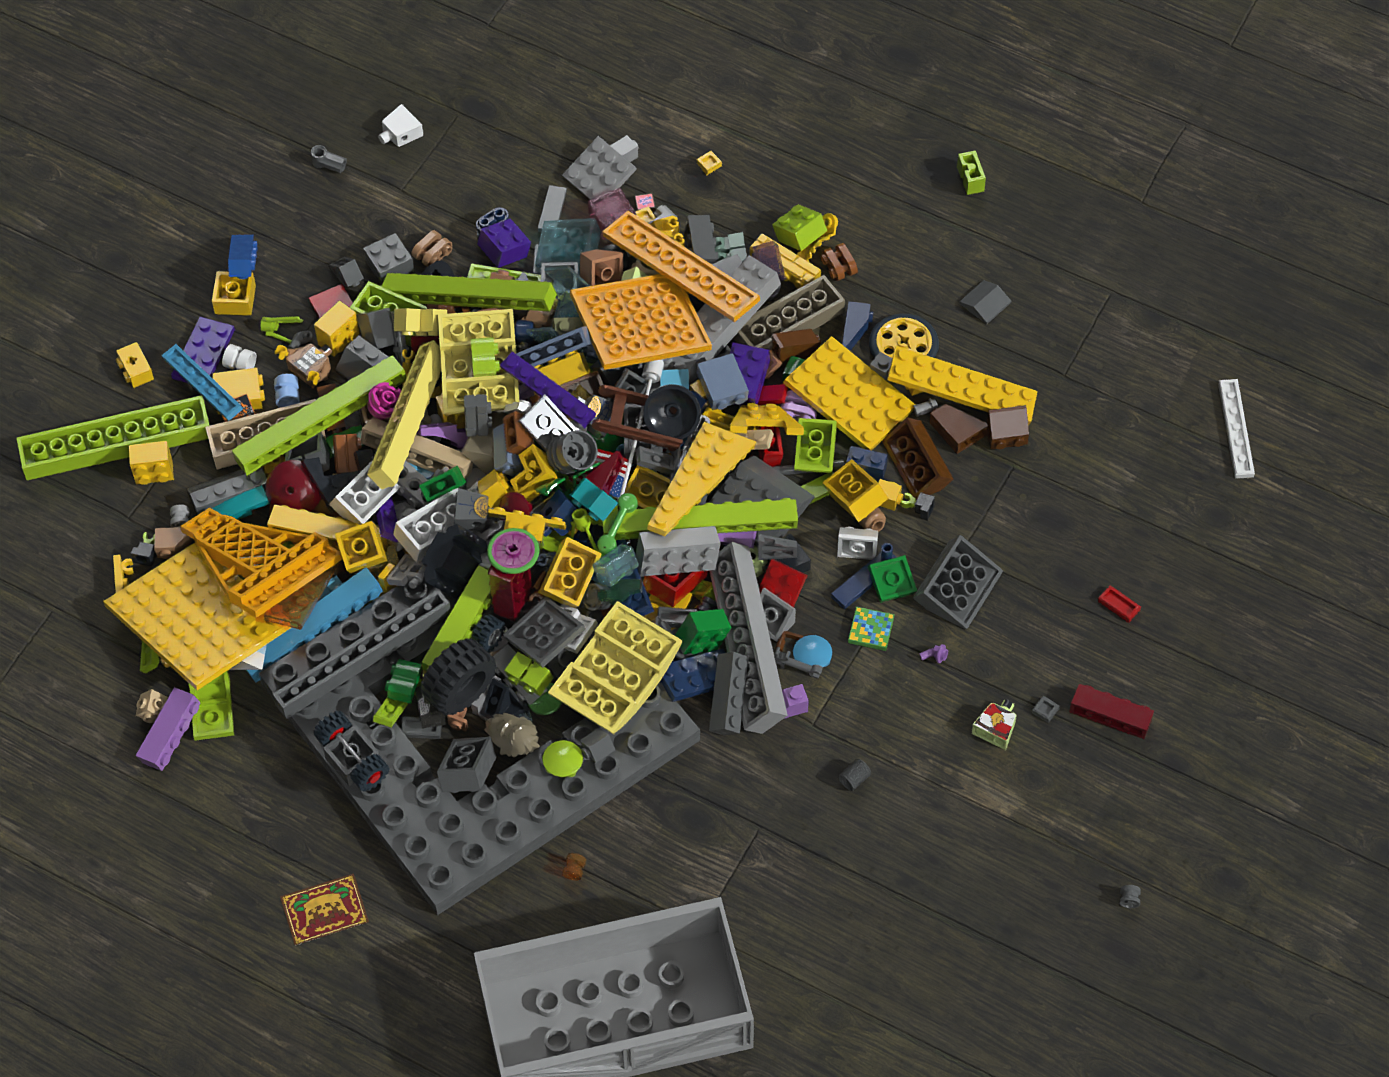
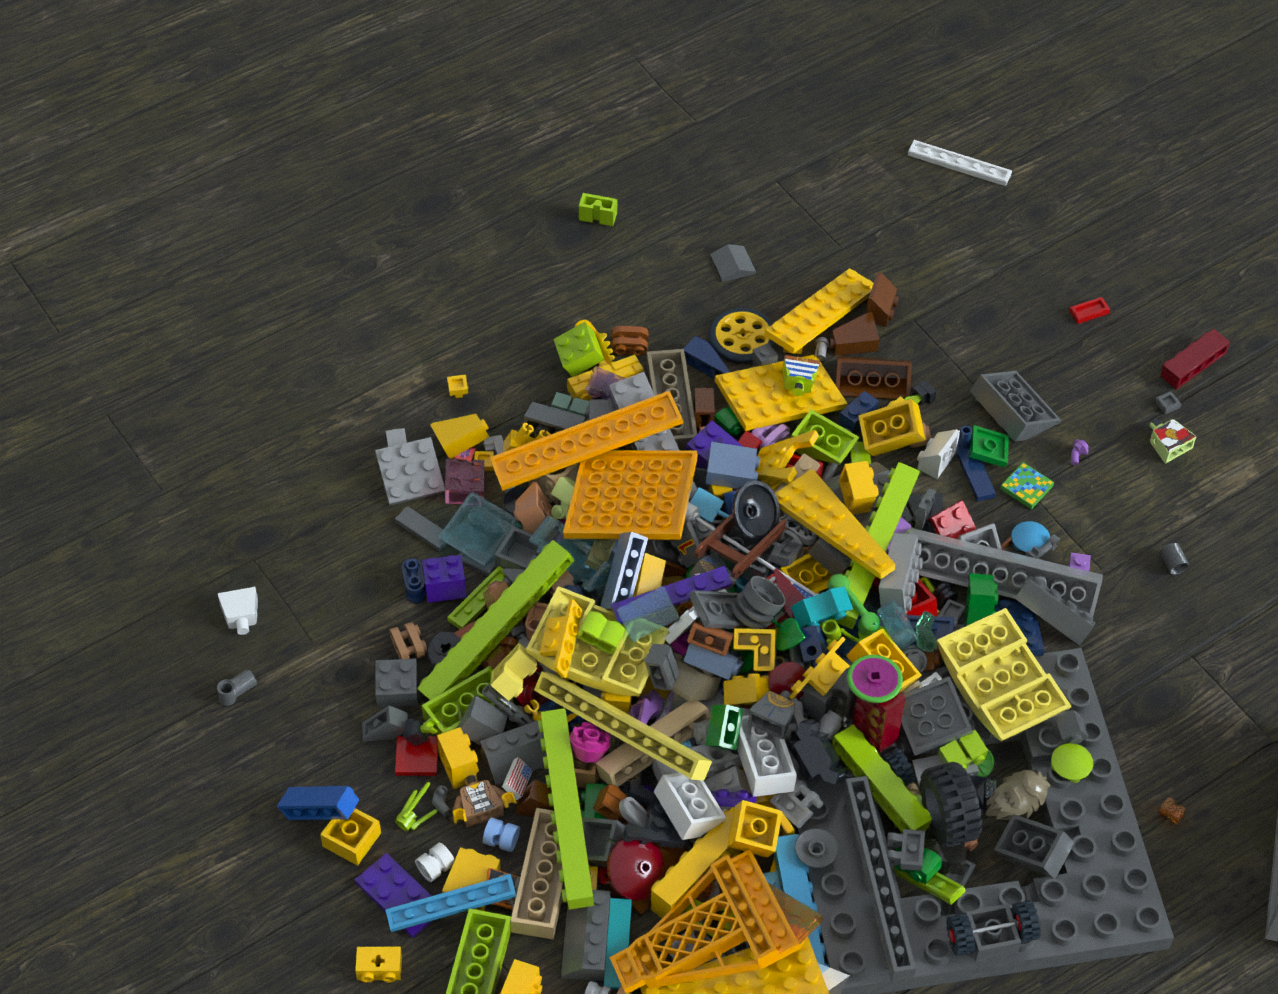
camera: 65 degrees left, 5 degrees down
(338, 375) = (517, 778): none -> tile
(341, 461) = (633, 811): none -> light grey tile
(346, 291) = (418, 732): none -> black piece
(370, 593) = (816, 840): none -> dark grey dish
(401, 668) = (912, 849): none -> dark grey plate
(458, 332) = (560, 638): none -> yellow bracket
(516, 379) = (648, 614): none -> clear light blue piece
(653, 186) = (460, 433): none -> yellow slope
(751, 480) = (858, 487): none -> yellow brick
(869, 396) = (799, 374): none -> torso

